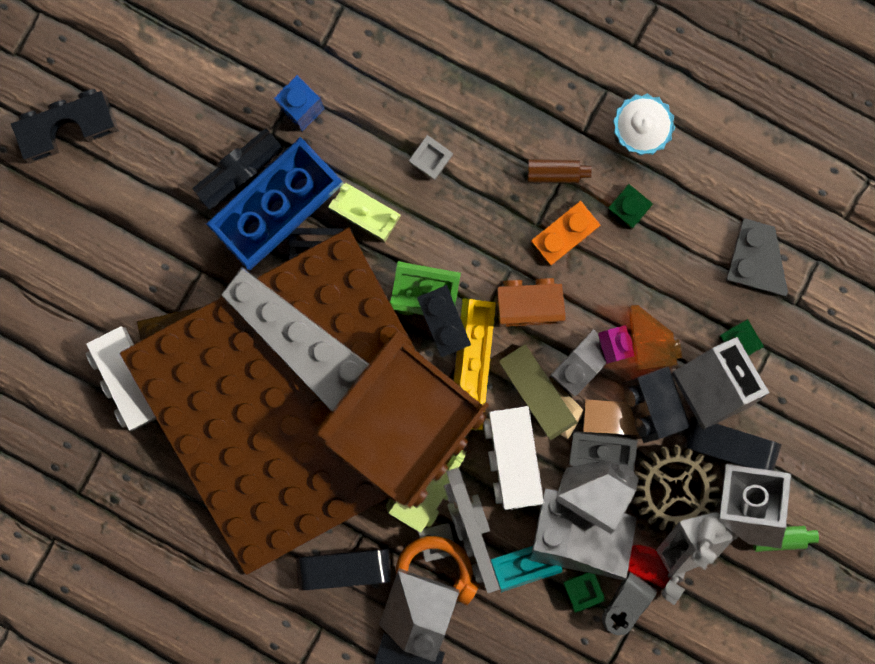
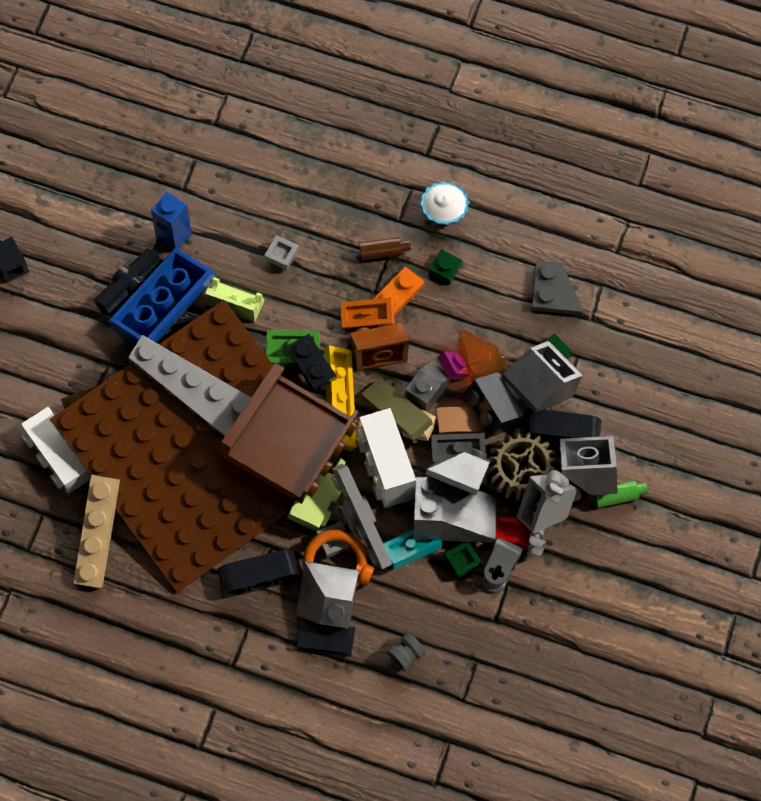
camera: 15 degrees left, 20 degrees down
(160, 493) = (96, 531): none -> tan plate
(523, 259) = (367, 313): none -> orange plate

